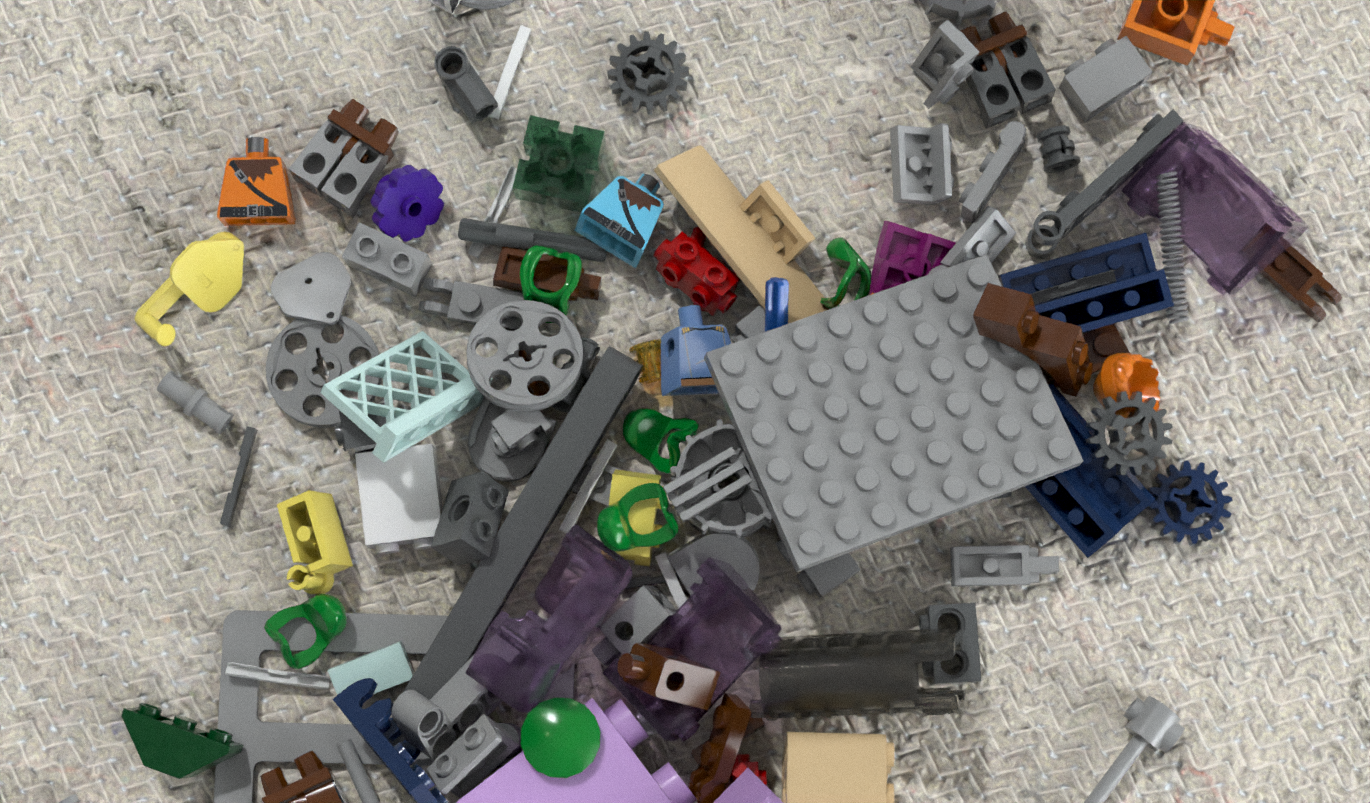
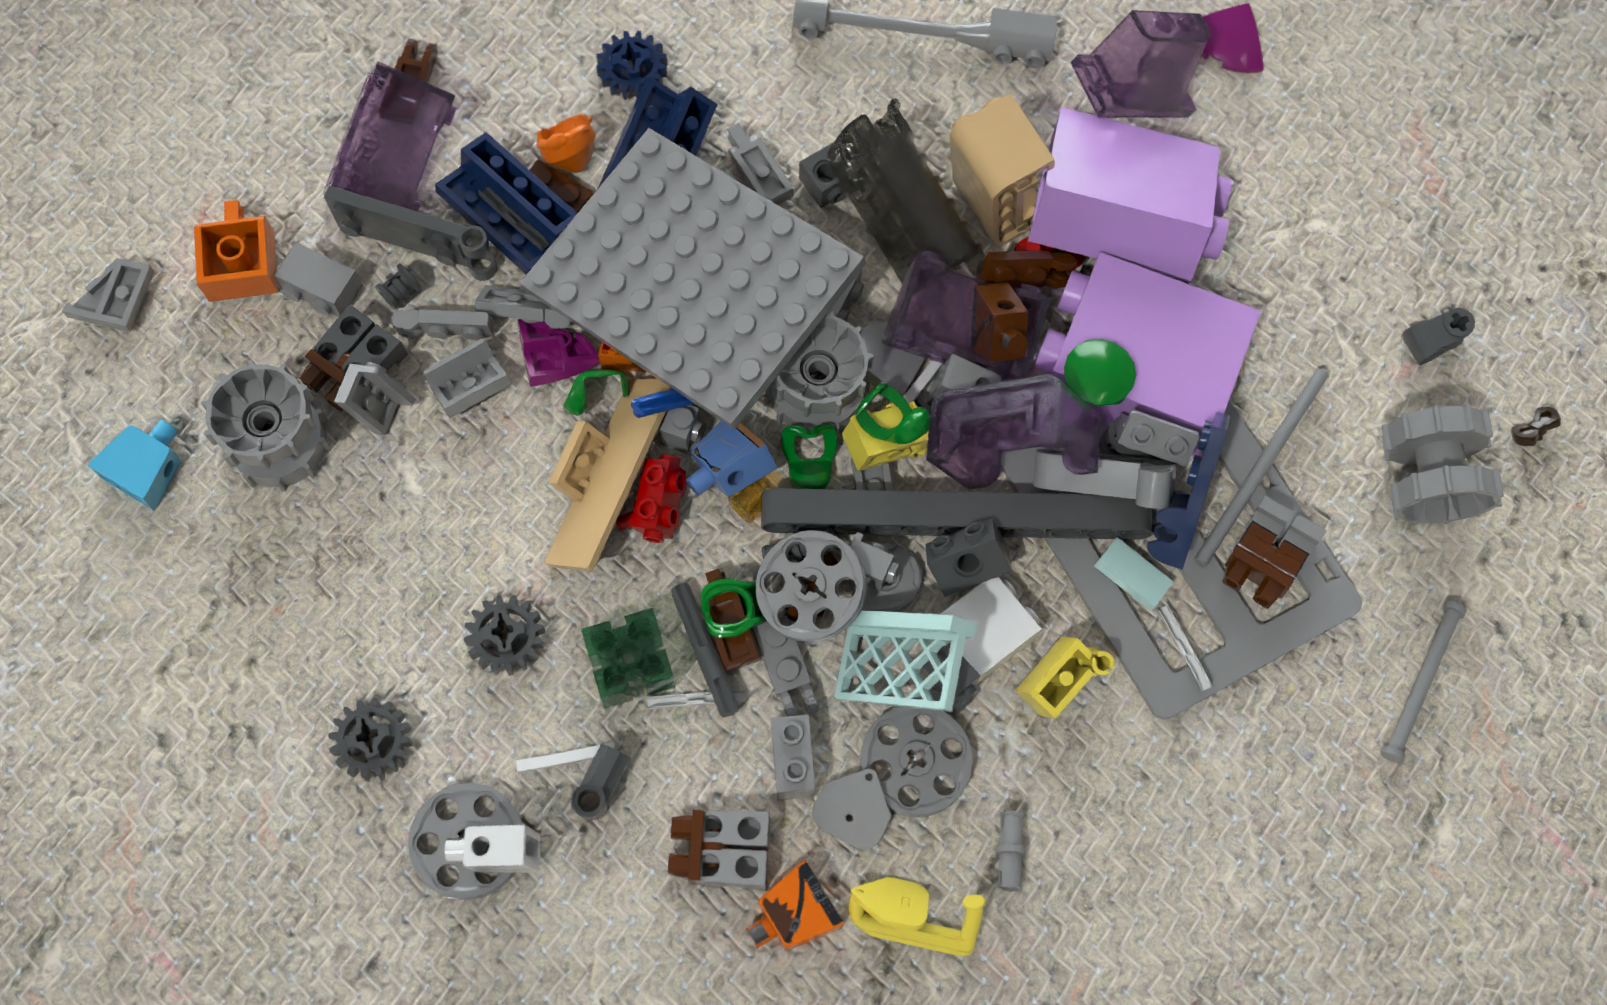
camera: 125 degrees left, 10 degrees down
(176, 744) = (1290, 687): dark green slope -> none
(232, 498) = (1066, 772): dark grey piece -> none
(325, 615) = (1116, 629): green piece -> none
(407, 202) = (734, 770): dark purple plant -> none
(588, 486) = (904, 485): white piece -> none
(623, 217) = (644, 579): medium azure torso -> none
(736, 466) = (842, 355): light grey tile -> none
(1051, 343) = (568, 216): reddish brown arch -> none
(1142, 442) = (607, 110): dark grey gear -> none
(1171, 245) = (433, 170): light grey piece -> none

